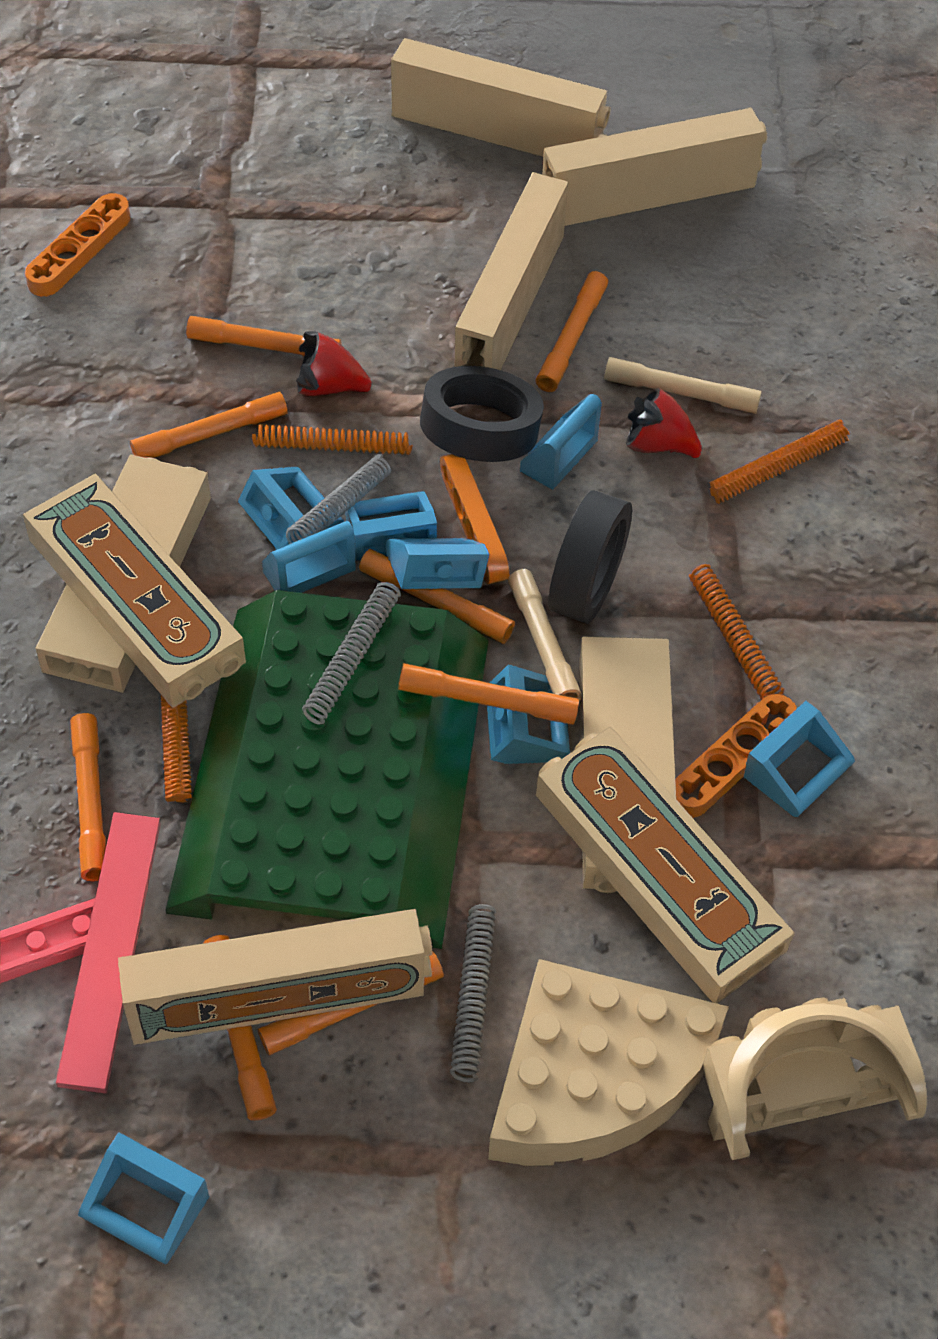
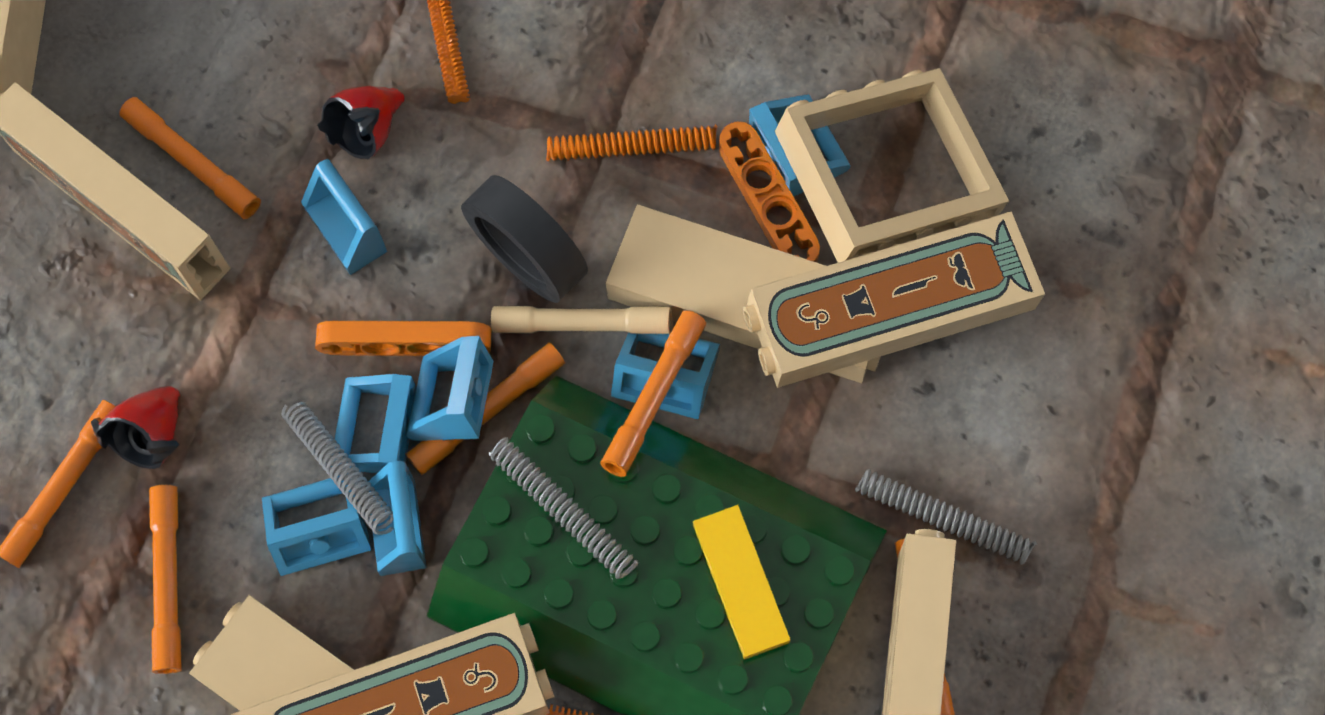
camera: 65 degrees left, 15 degrees up
(332, 808) = (741, 582): none -> yellow tile
(356, 444) = (199, 514): orange piece -> none
(476, 438) = (255, 251): black tyre -> none
(597, 1065) = (1061, 433): tan brick -> none
(724, 394) = (279, 113): tan piece -> none
(802, 1068) = (1119, 253): tan piece -> none
(860, 792) = (824, 196): none -> tan window

